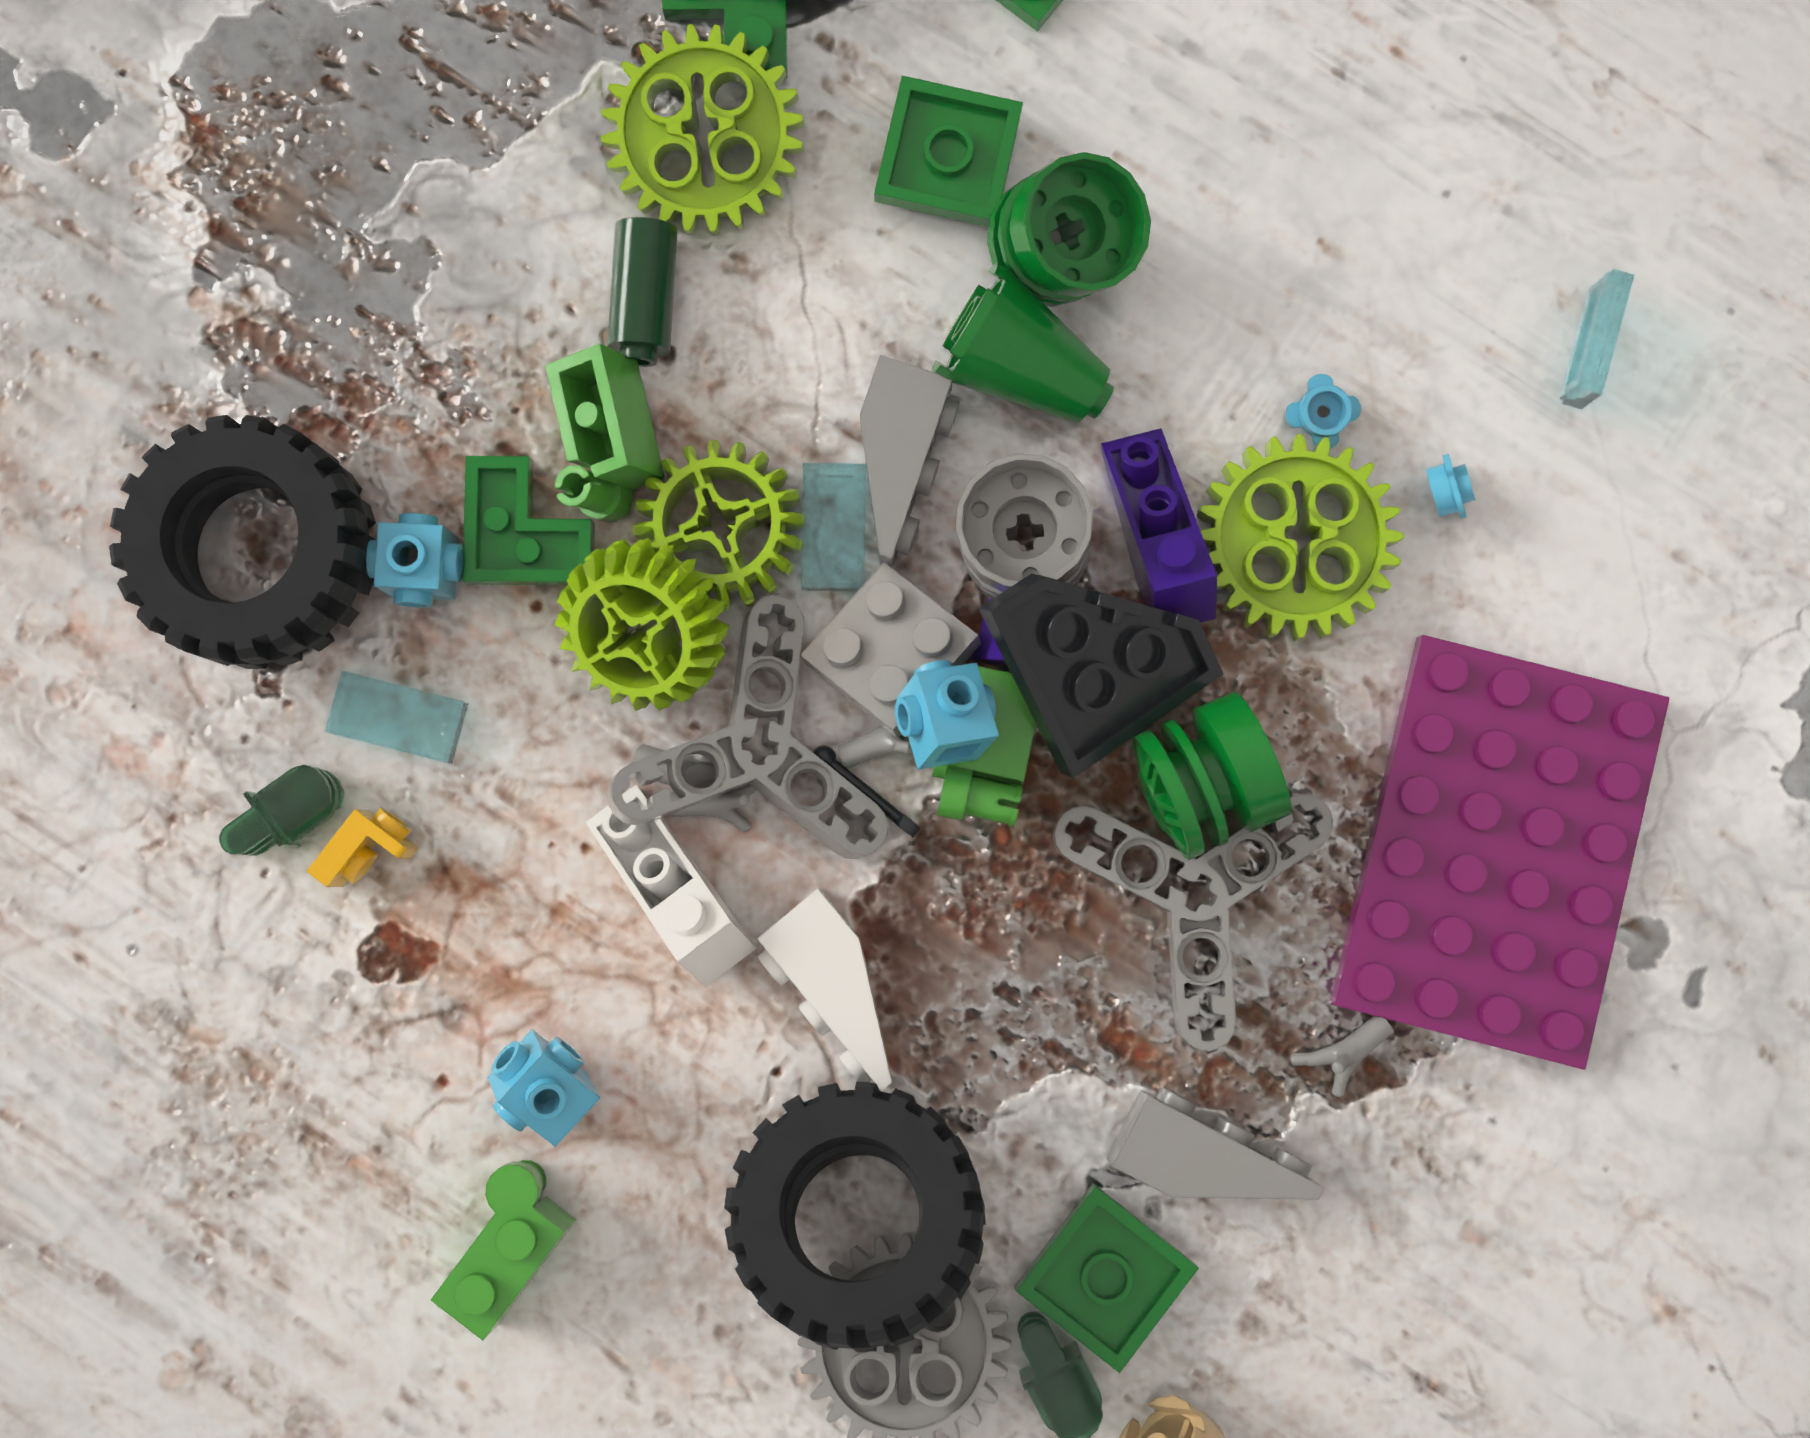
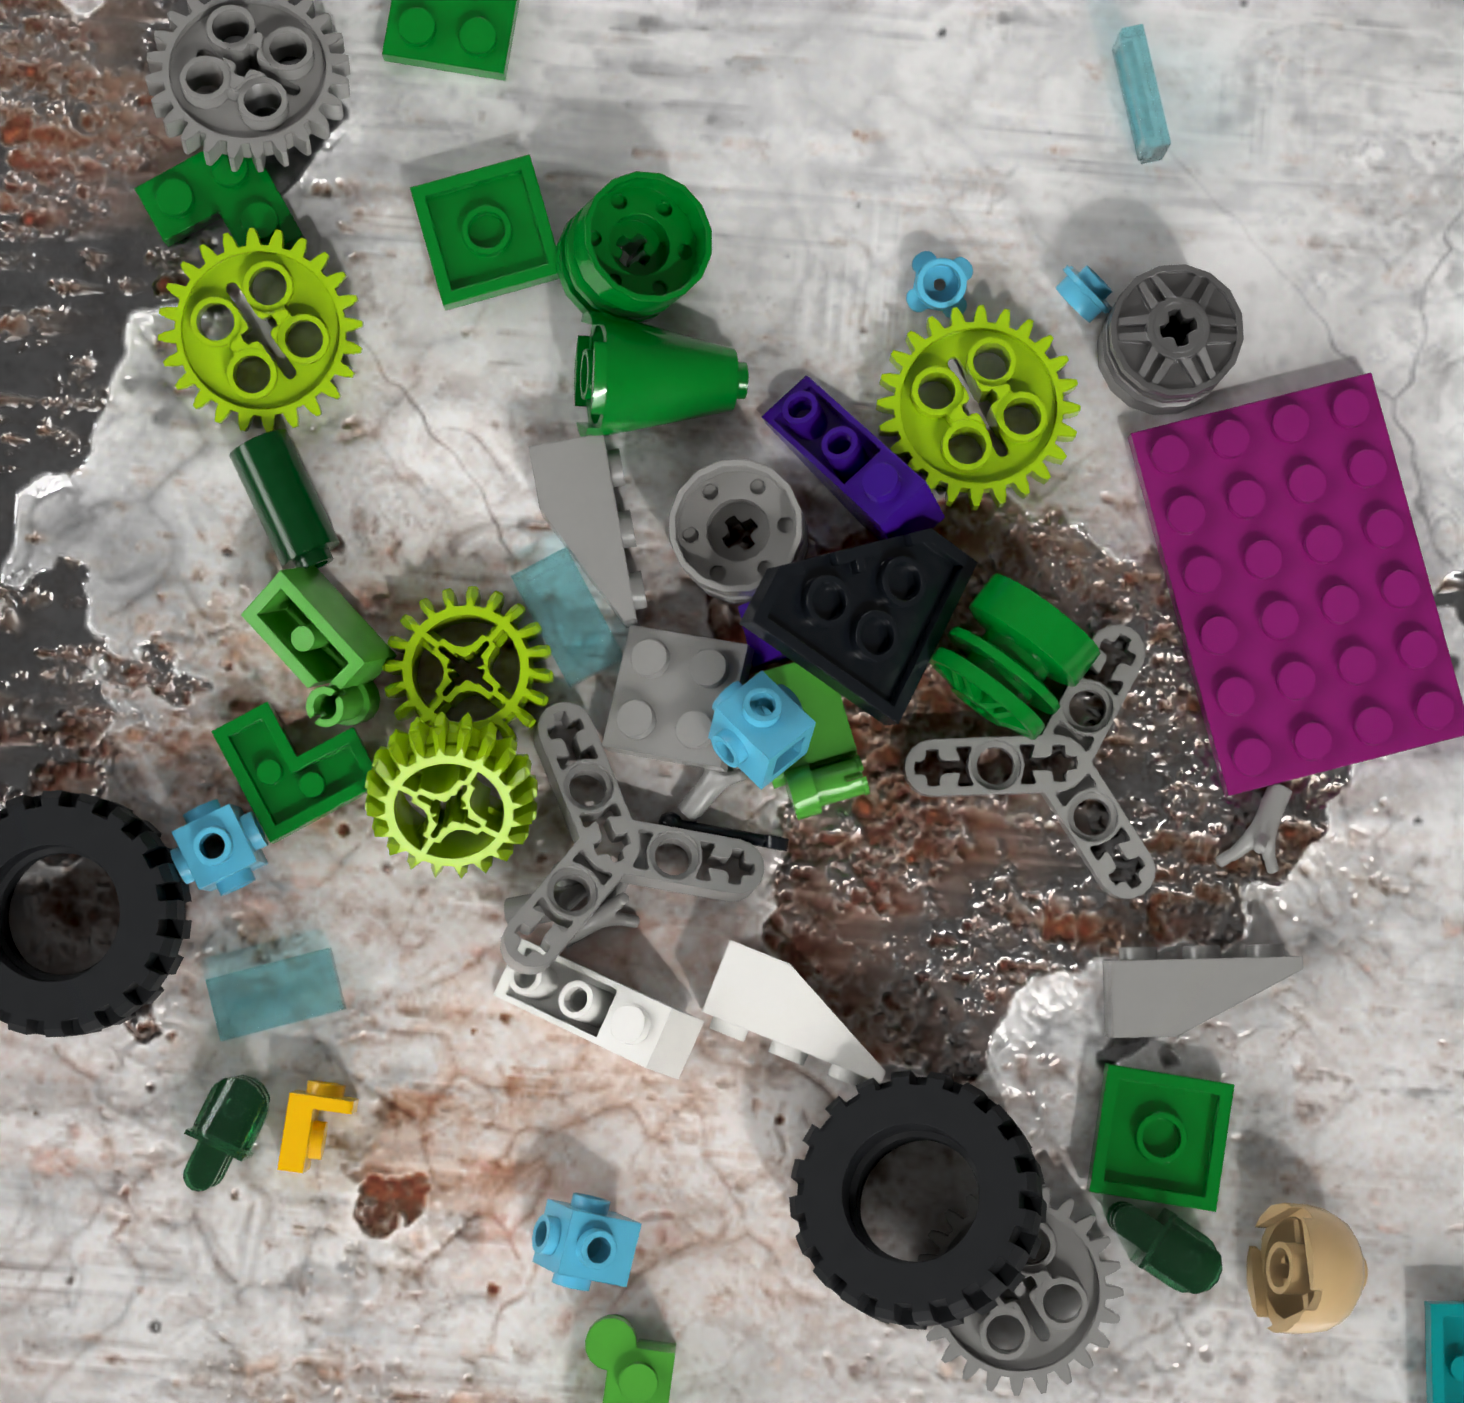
camera: 30 degrees left, 0 degrees up
(1476, 588) = (1154, 371): none -> flat silver wheel

